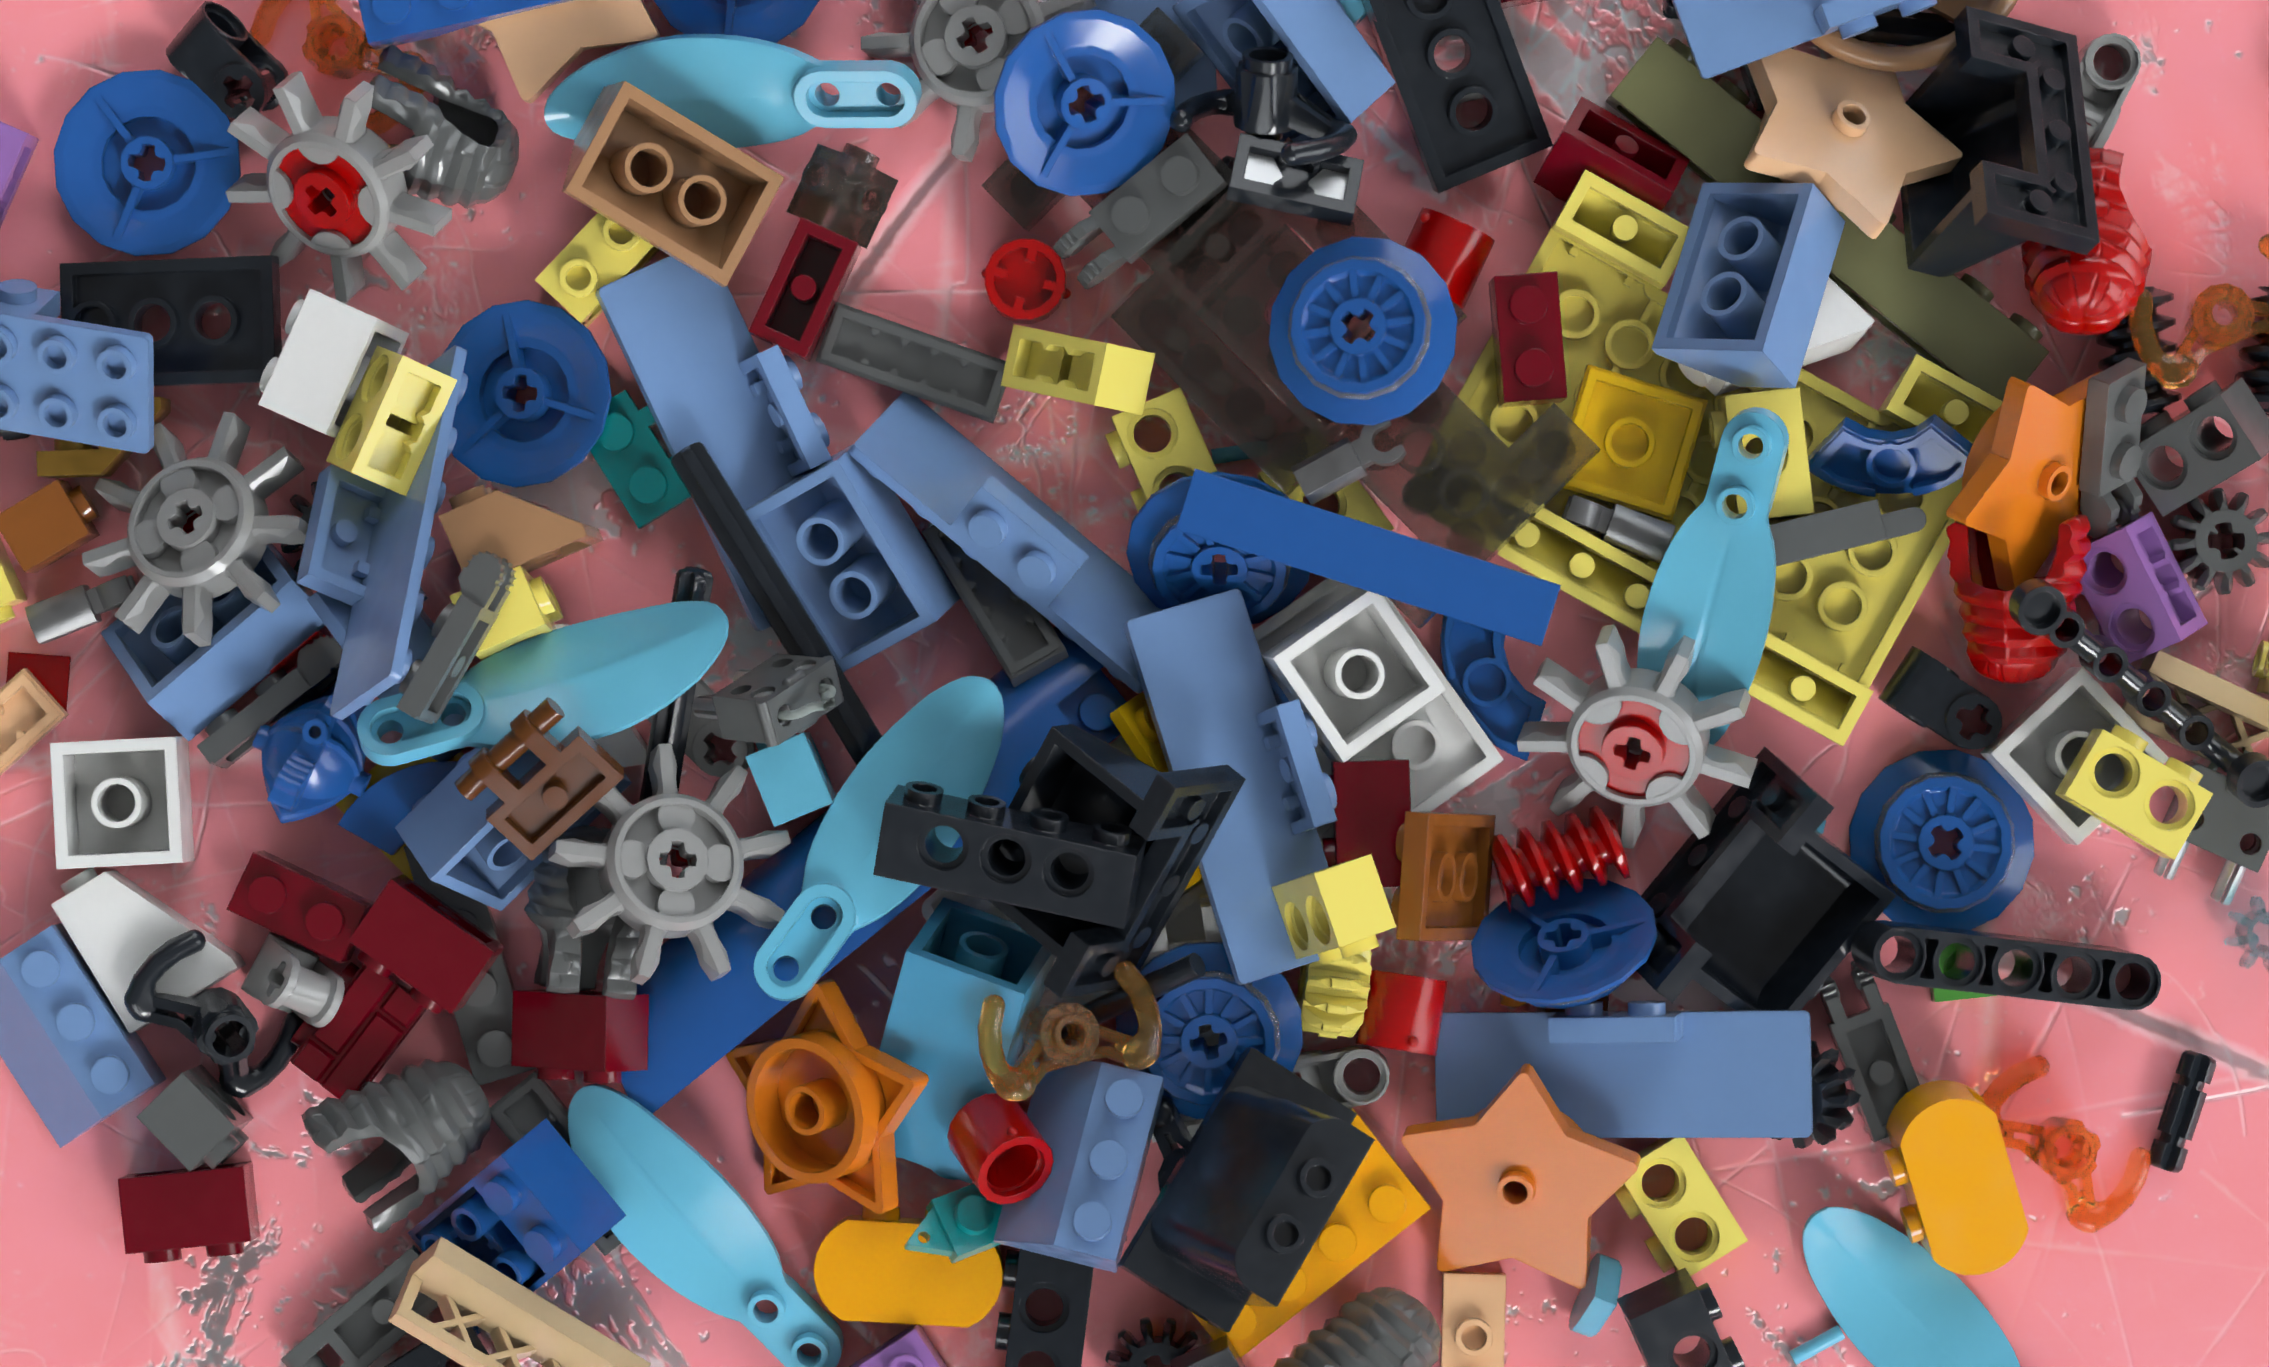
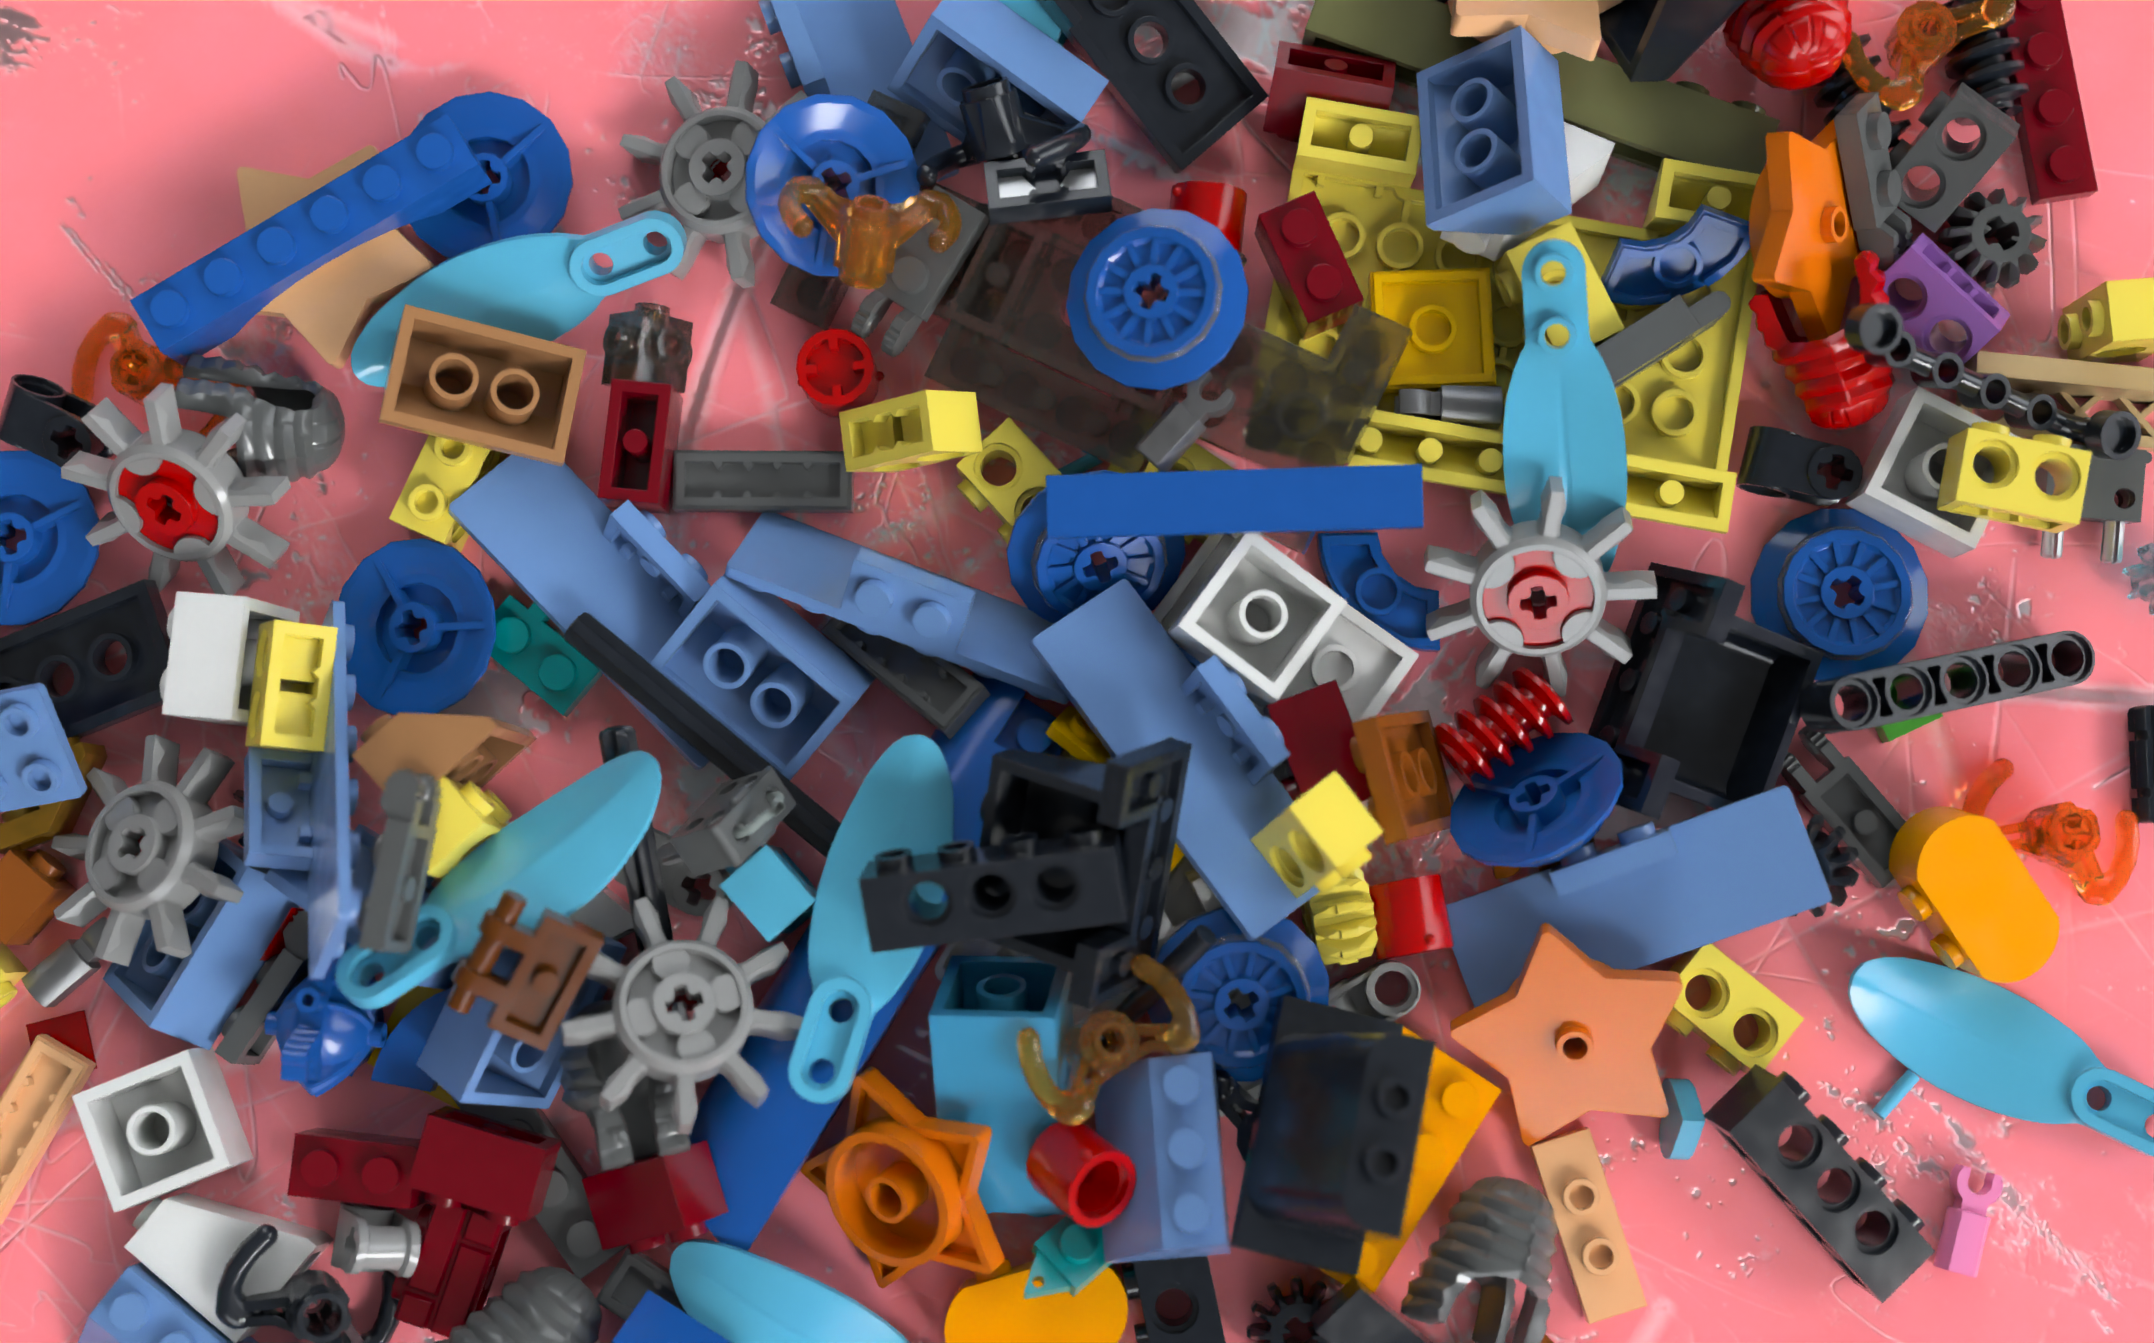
camera: 10 degrees left, 5 degrees down
(1105, 161) = (868, 226): none -> clear orange piece

